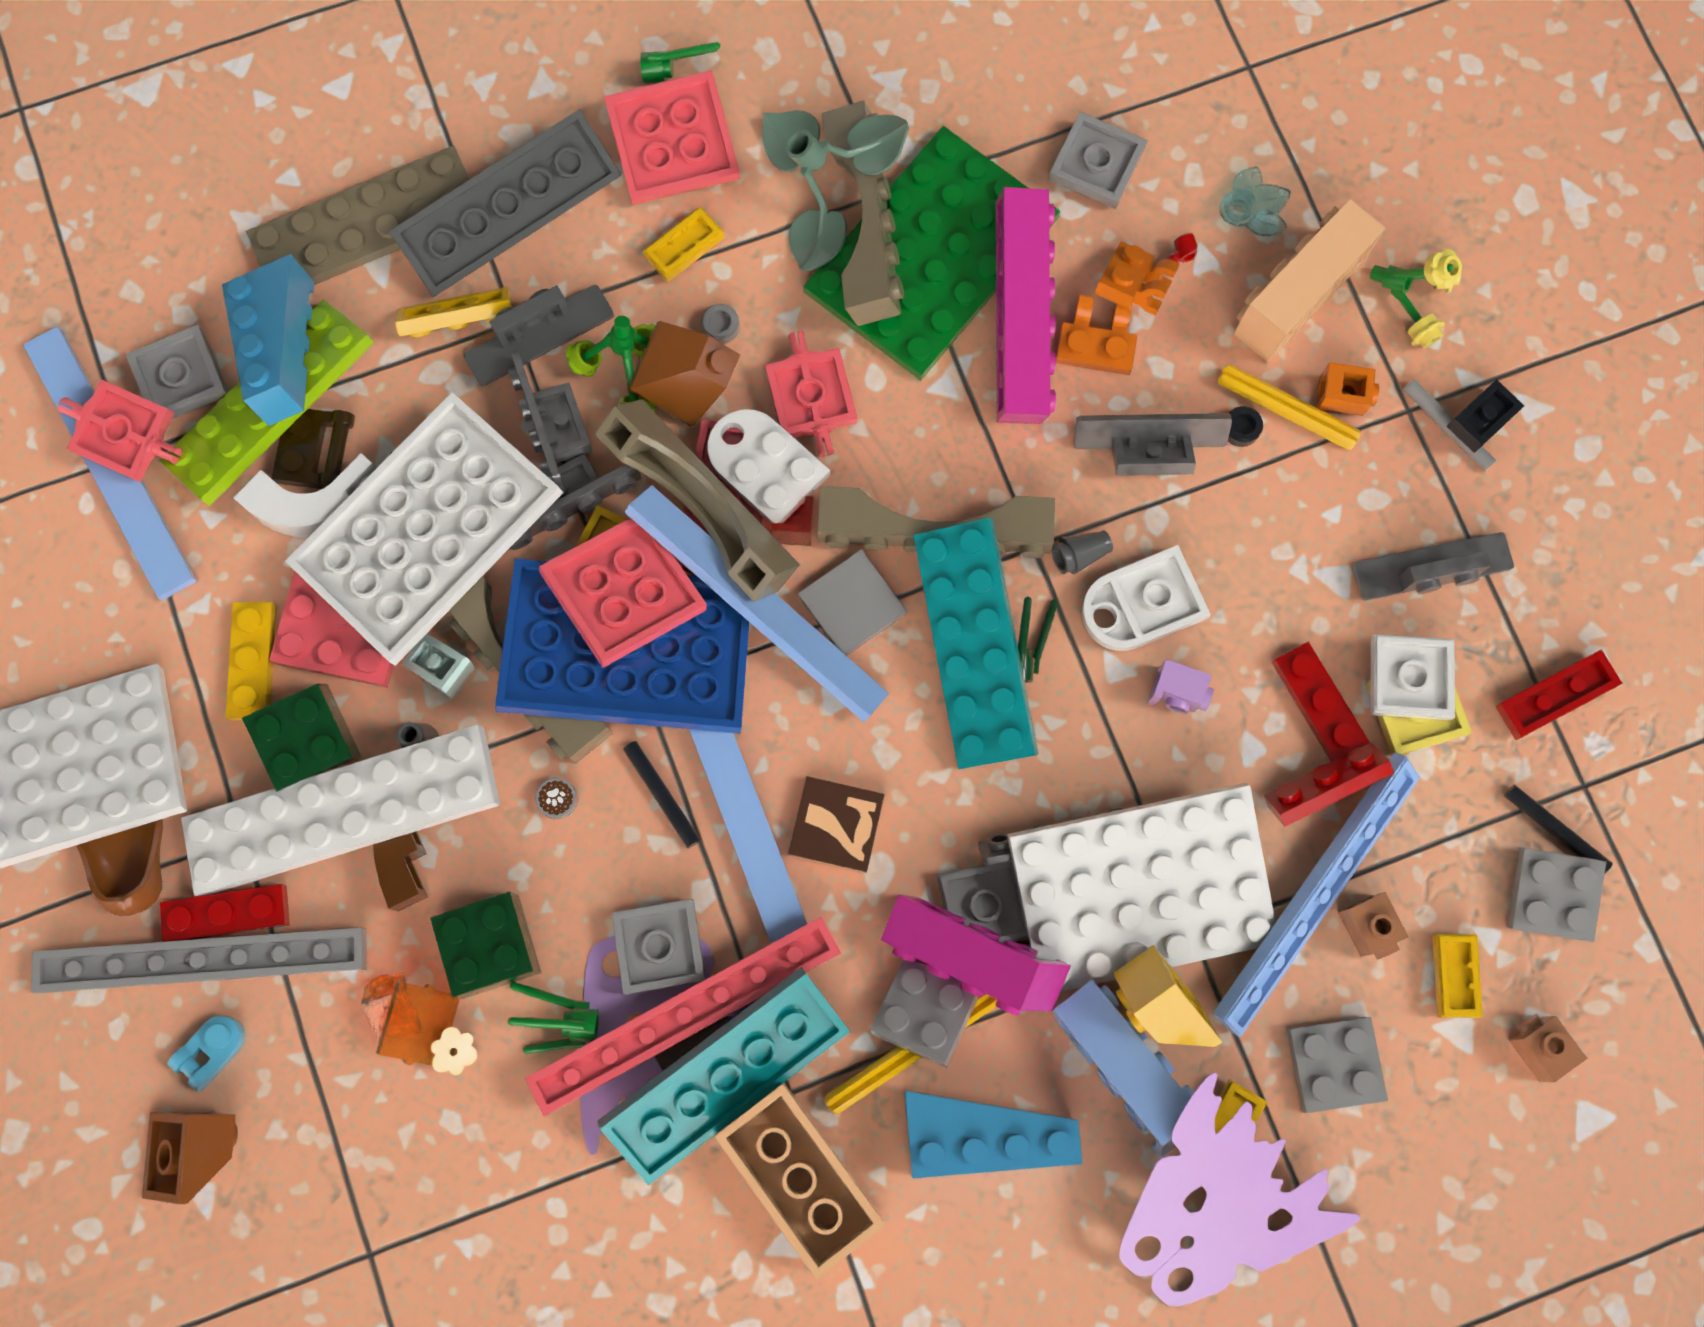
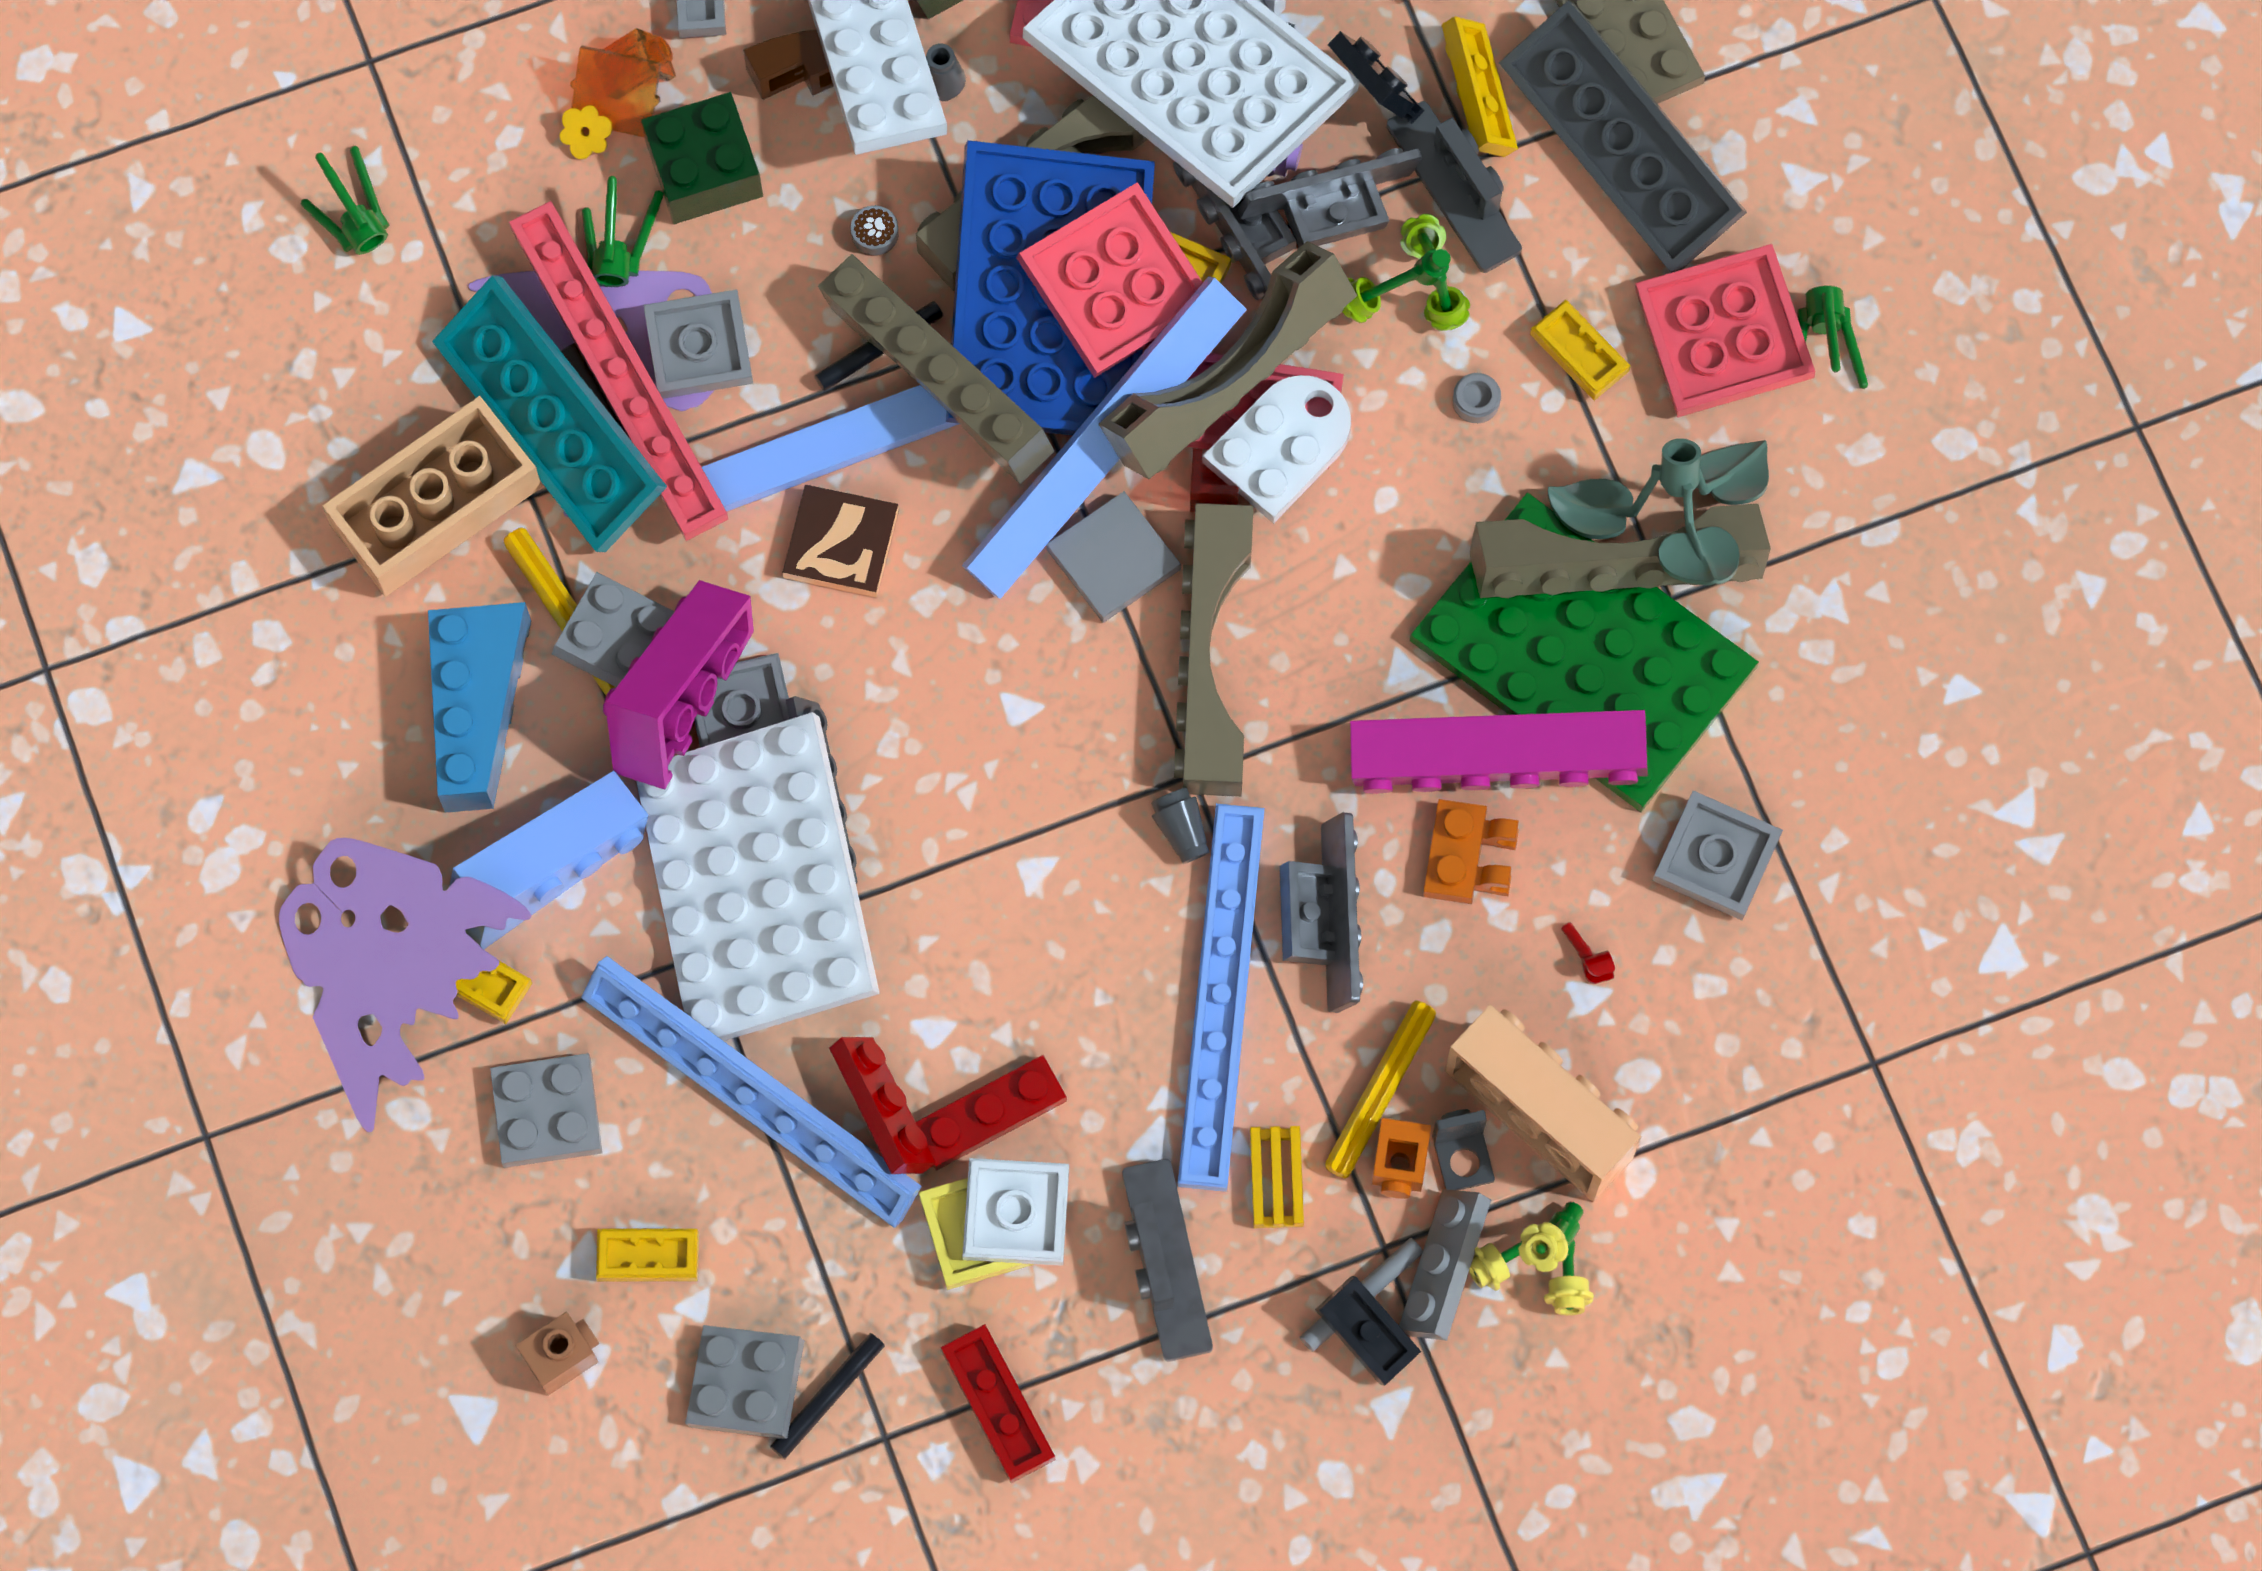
camera: 90 degrees right, 5 degrees down
(439, 665) = (1028, 91): light aqua slope -> none
(456, 374) = (1379, 80): none -> black plate
(536, 1256) = (361, 227): none -> green plant
(683, 371) = (1400, 344): dark orange slope -> none
(694, 739) = (938, 367): none -> dark tan arch
(811, 393) = (1382, 503): coral plate -> none
(975, 644) = (1054, 686): teal plate -> none
(1030, 664) = (1038, 745): dark green plant -> none
(1125, 275) = (1551, 881): orange plate -> none
(1146, 601) = (1117, 901): white plate -> none
(1162, 1002) = (617, 892): yellow slope -> none
(1181, 688) = (1005, 936): lavender brick -> none
(1218, 524) = (1221, 998): none -> light blue tile
(1245, 426) = (1354, 1032): black tile -> none
(1259, 203) = (1666, 1066): clear light blue plate -> none
(1325, 349) = (1462, 1132): none -> dark grey bracket
(1358, 470) = (1275, 1136): none -> yellow tile
(1374, 926) = (708, 1155): nougat brick -> none
(1428, 361) = (1444, 1264): none -> light grey plate

